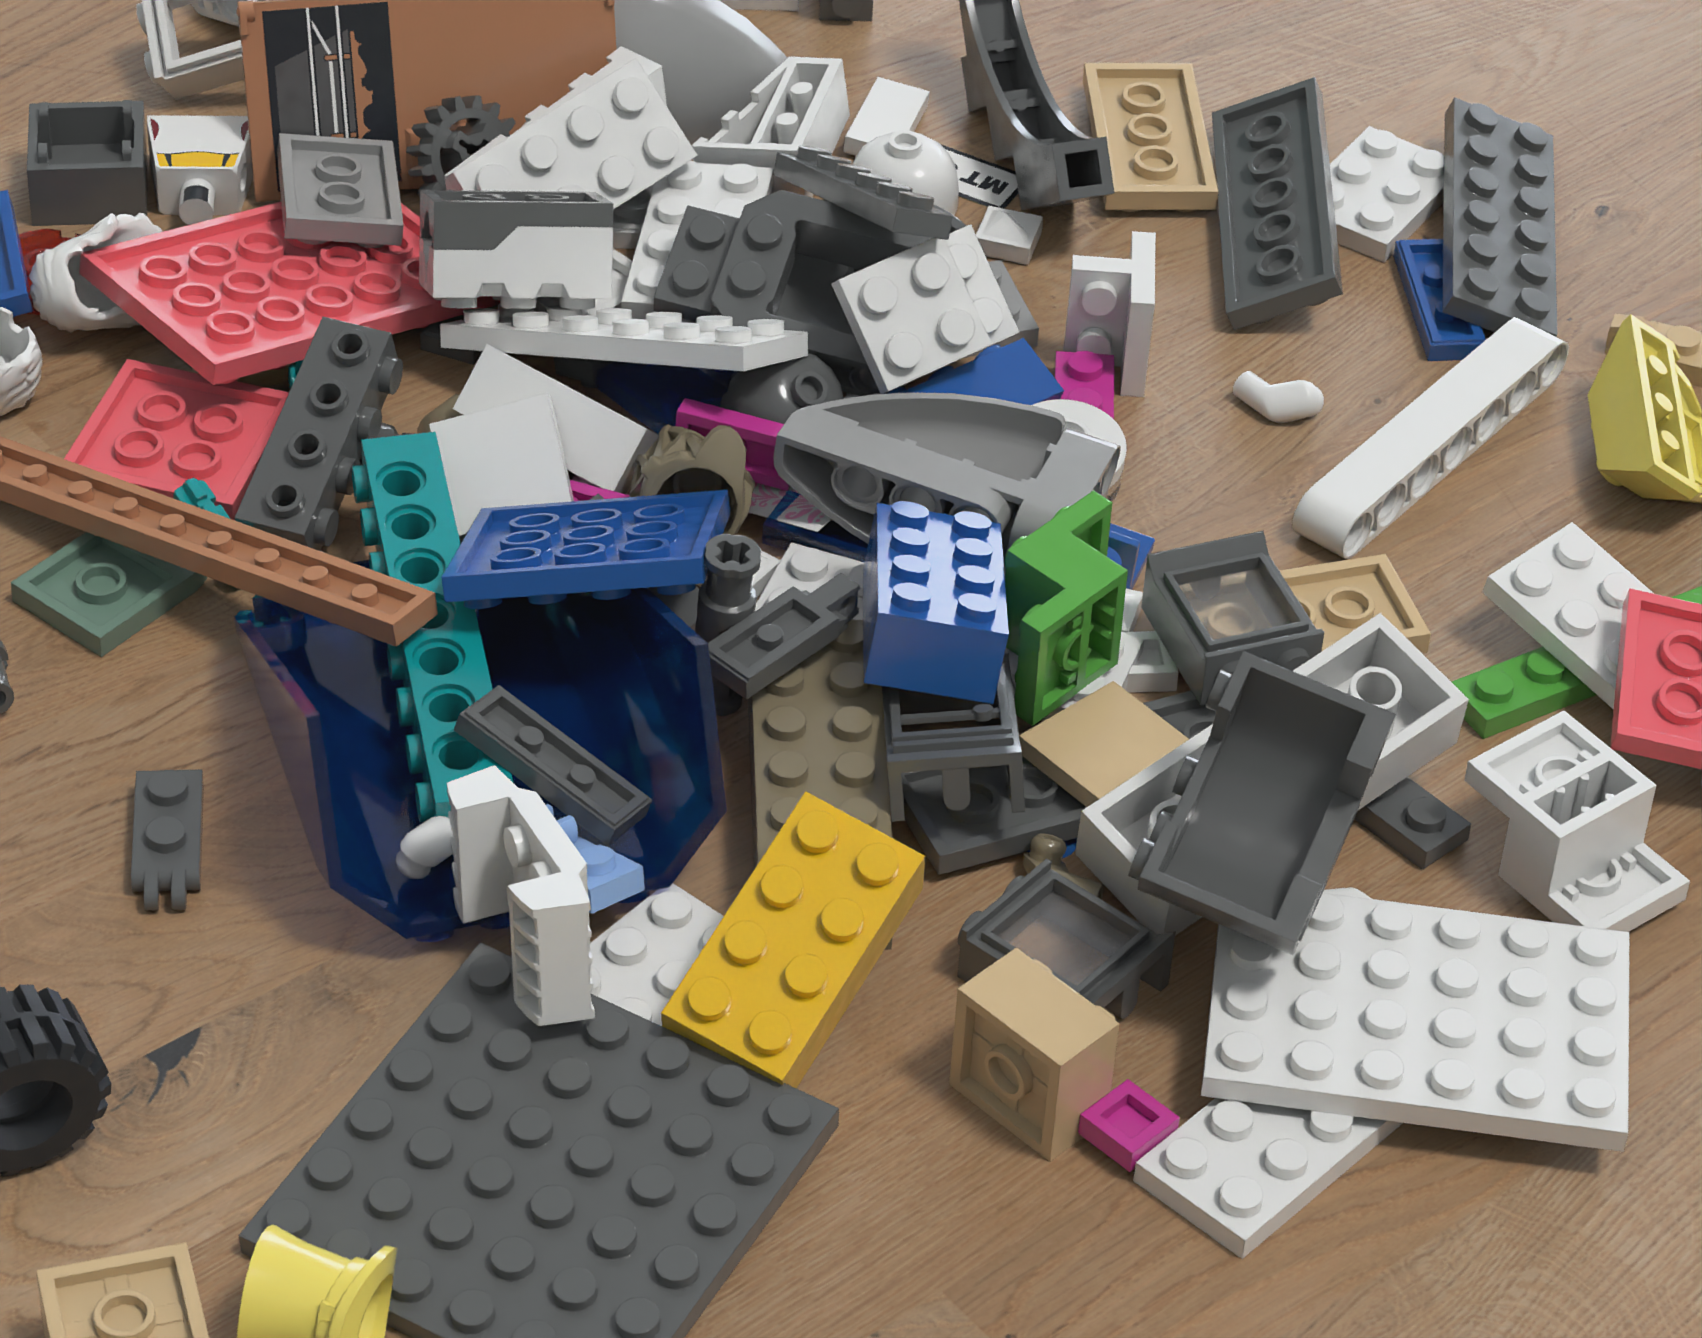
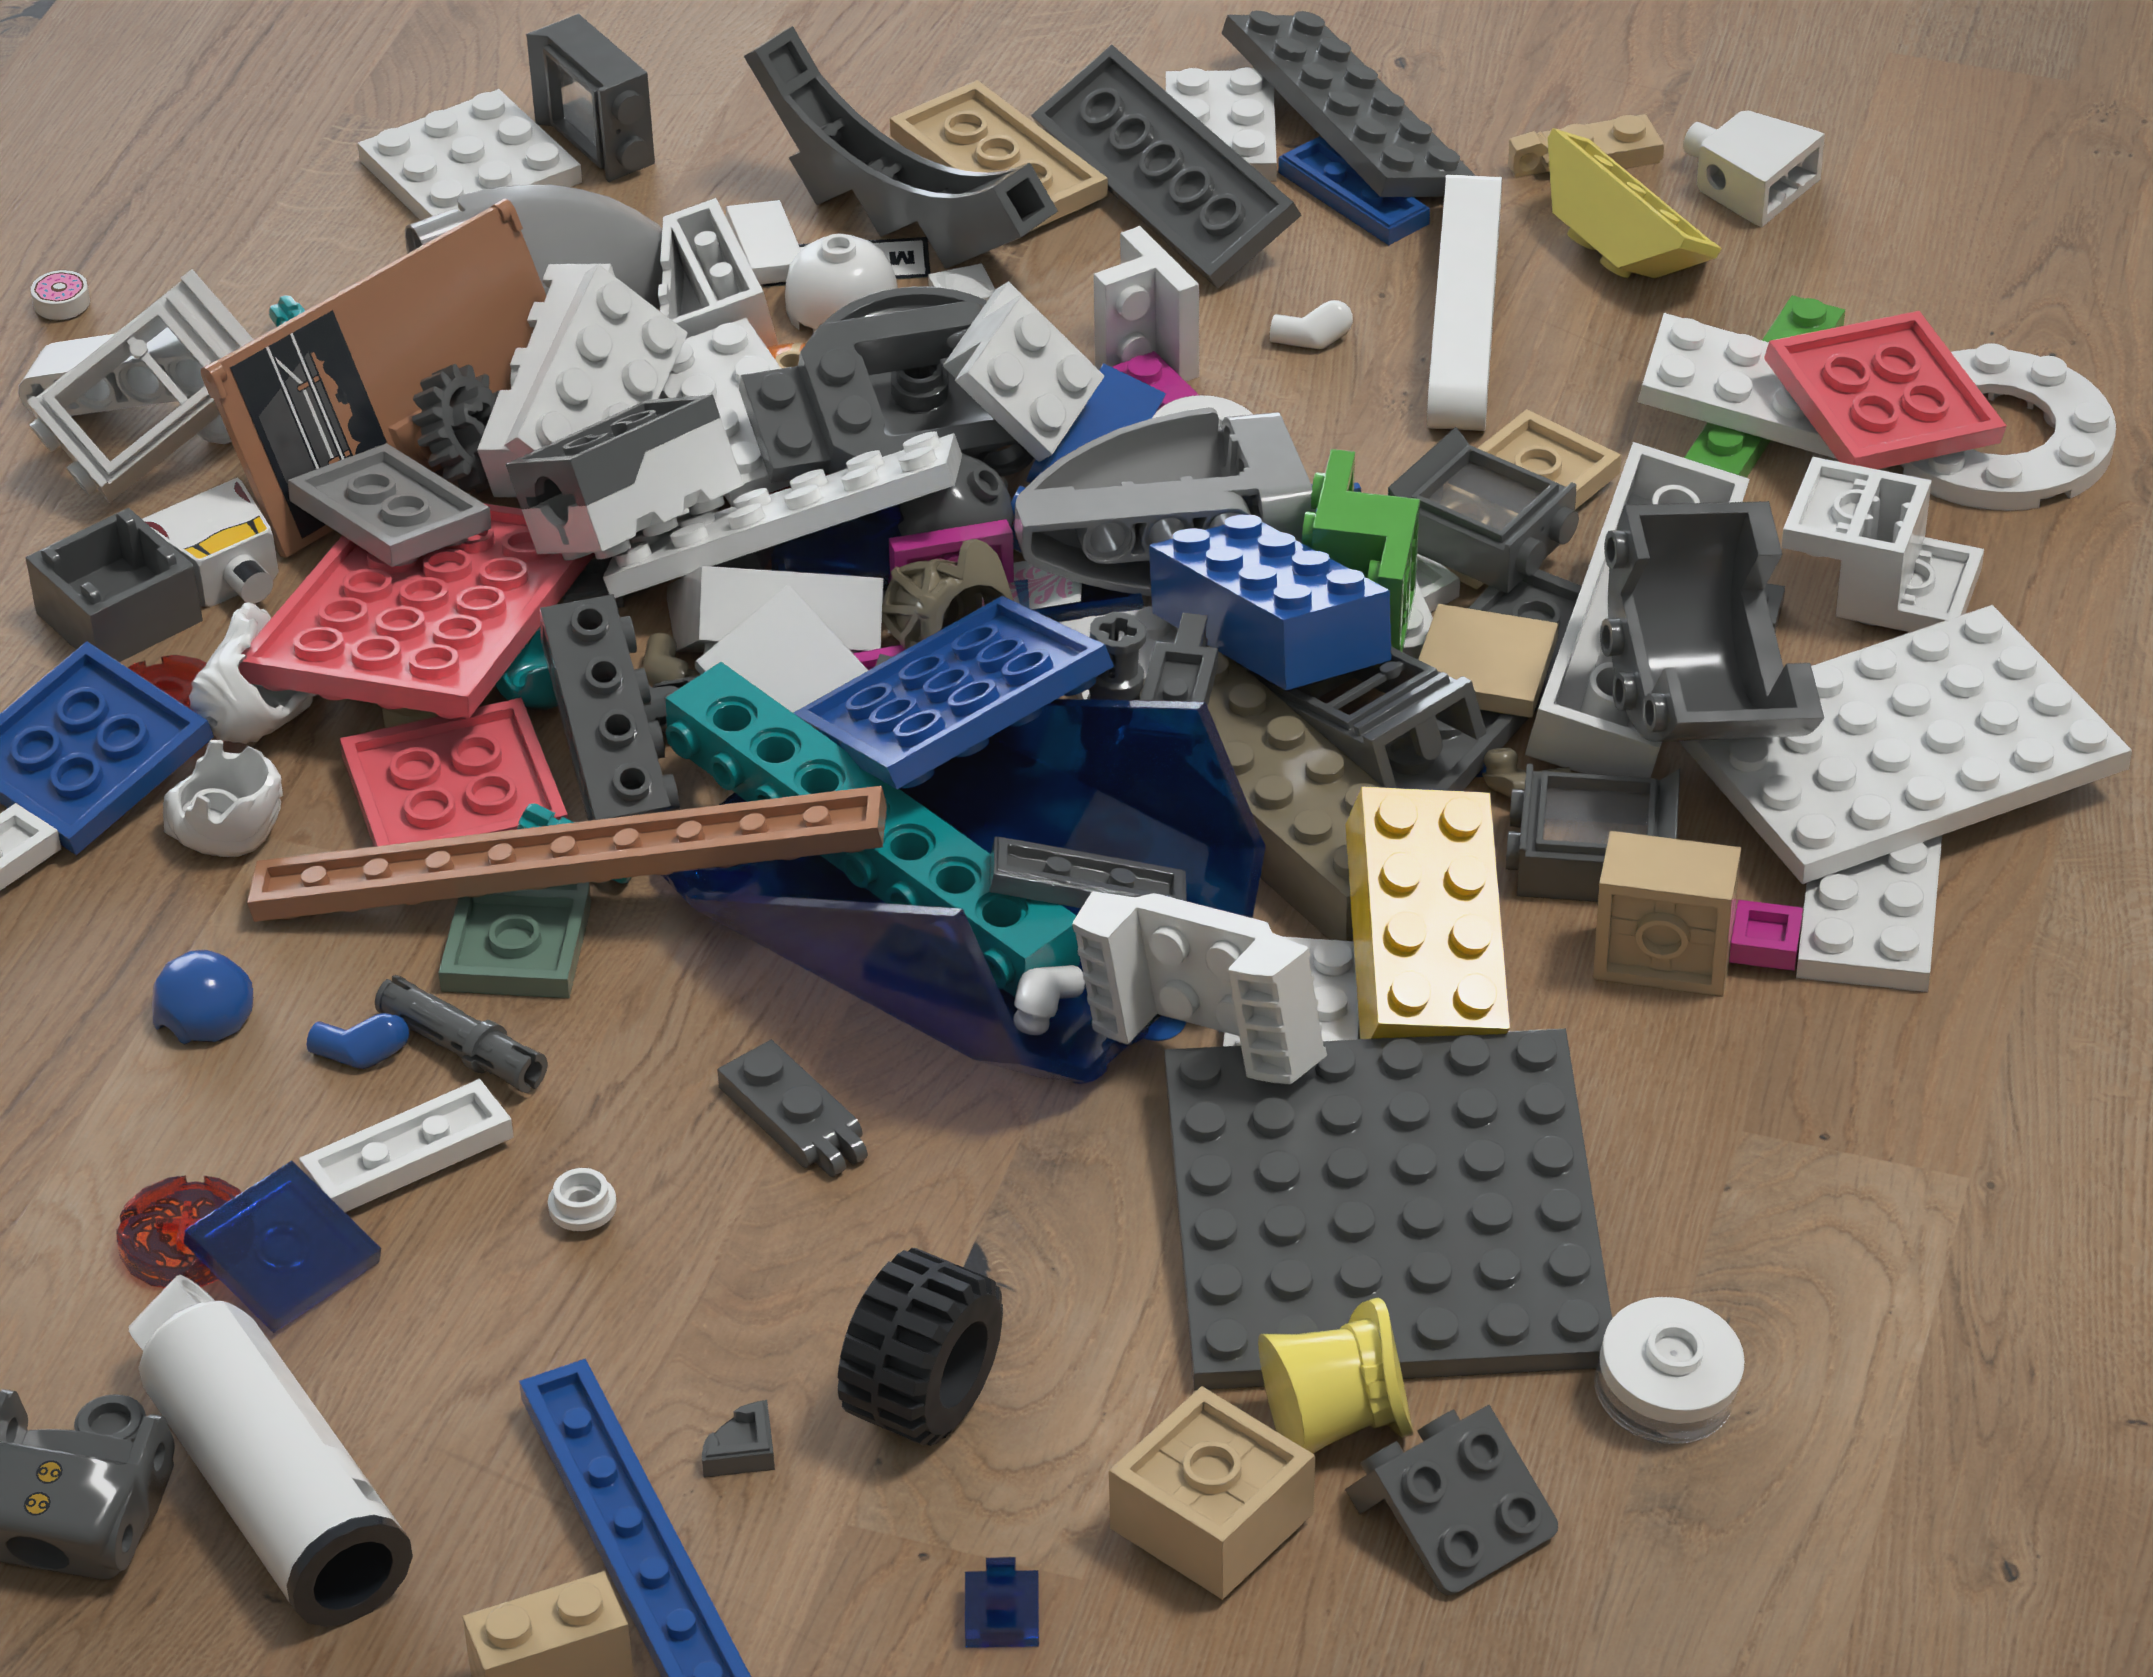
camera: 30 degrees left, 0 degrees up
(863, 193) = (903, 295): dark grey plate -> none

